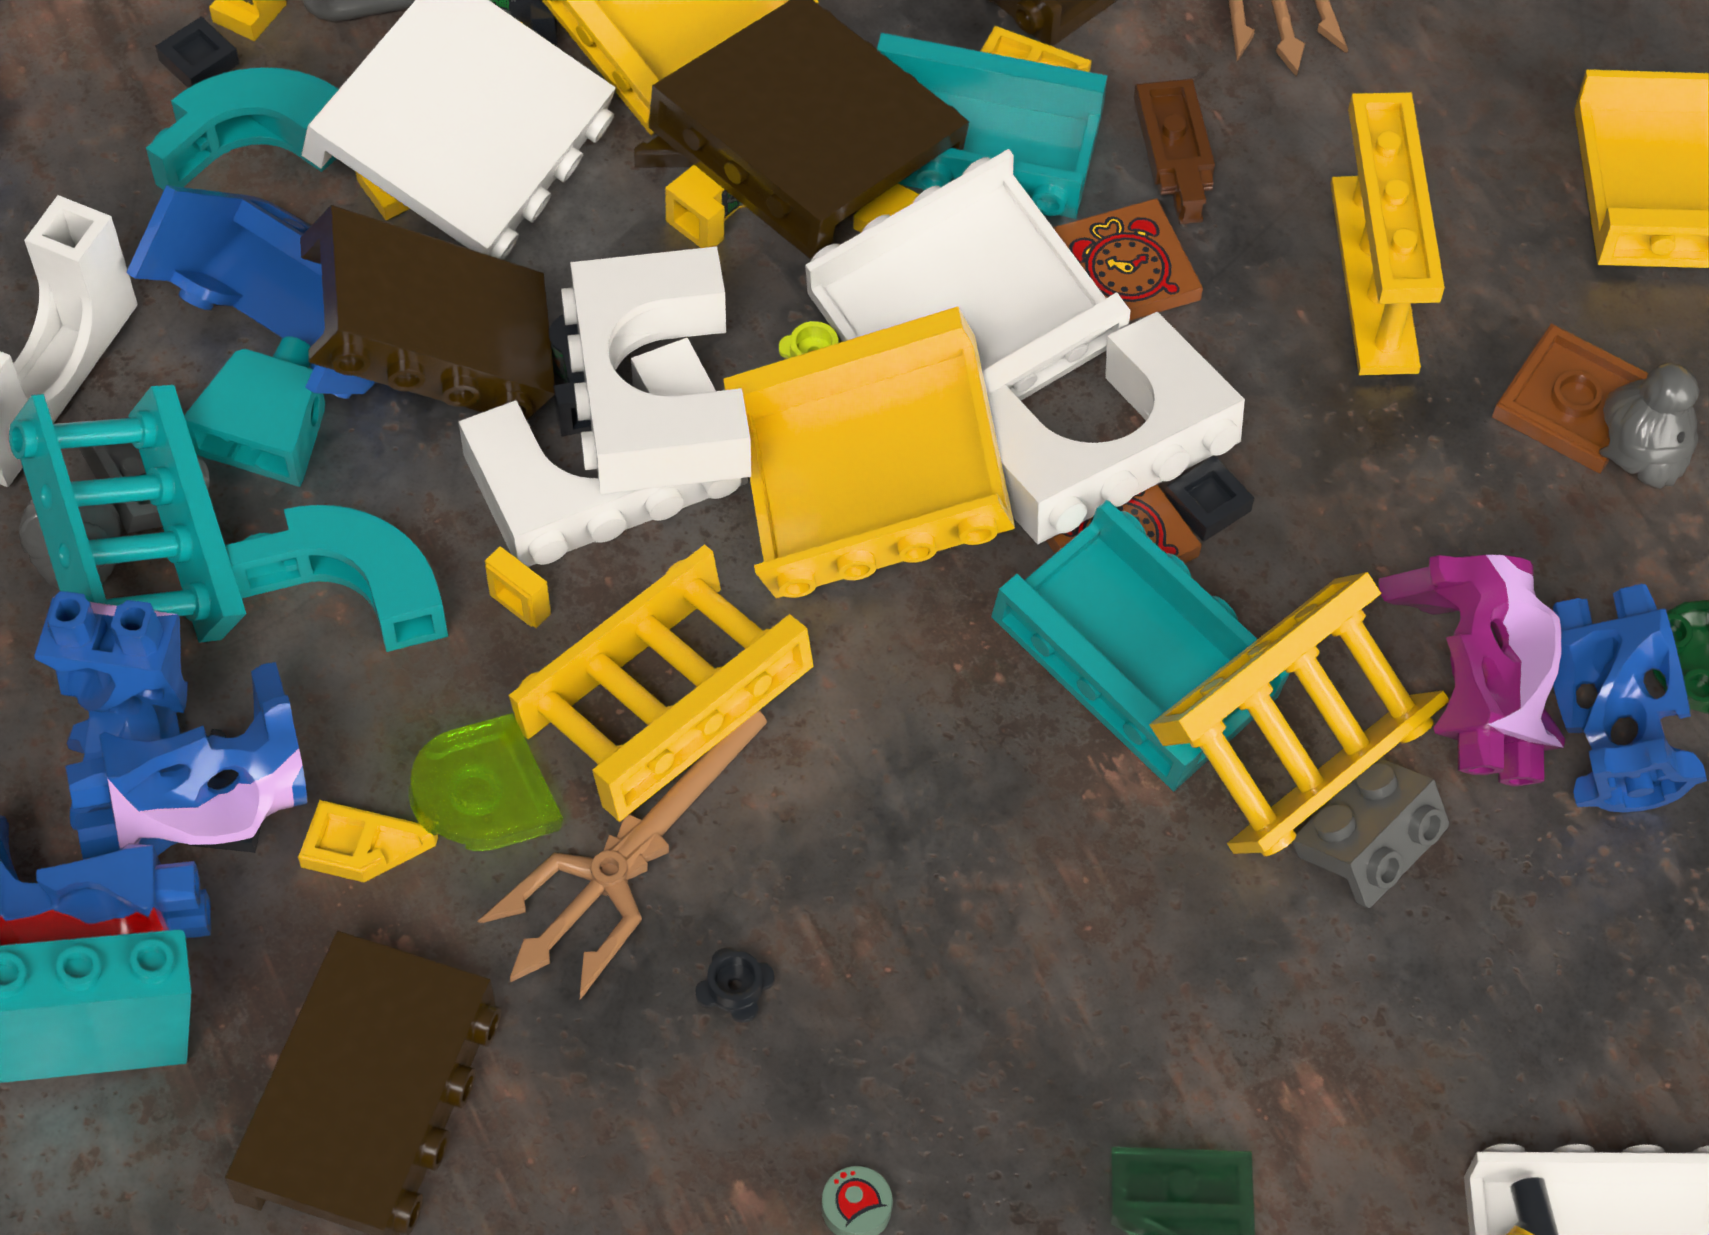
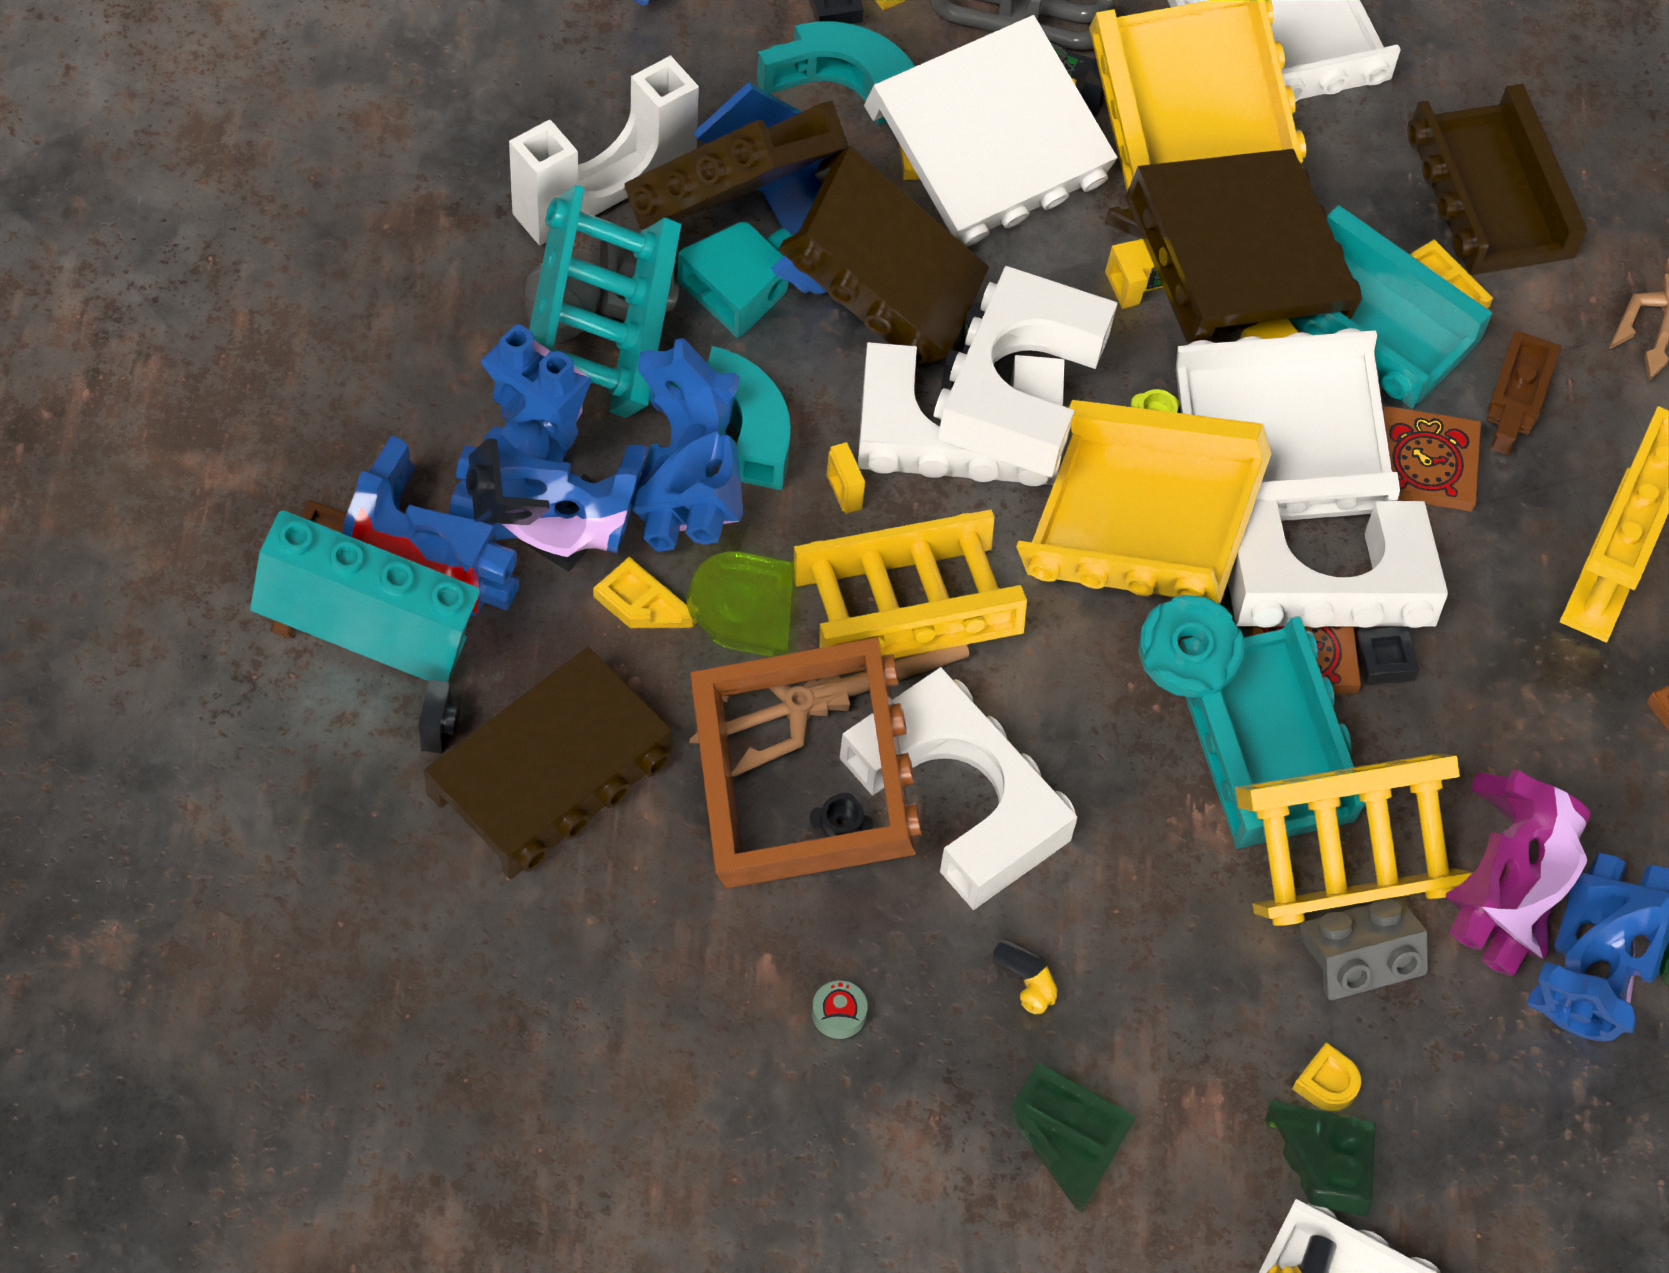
camera: 25 degrees right, 0 degrees up
(126, 808) = (485, 487): none -> black bracket
(202, 1103) = (438, 717): none -> black plate
(203, 287) = (735, 165): none -> dark brown panel
(316, 598) = (677, 480): none -> blue hips
(778, 894) = (823, 854): none -> dark orange window
(787, 811) = (948, 725): none -> white arch
(1010, 624) = (1182, 672): none -> teal tile
(1047, 1045) = (1034, 971): none -> arm
(1421, 997) = (1329, 1080): none -> yellow tile
(1475, 1081) = (1328, 1154): none -> clear green wing

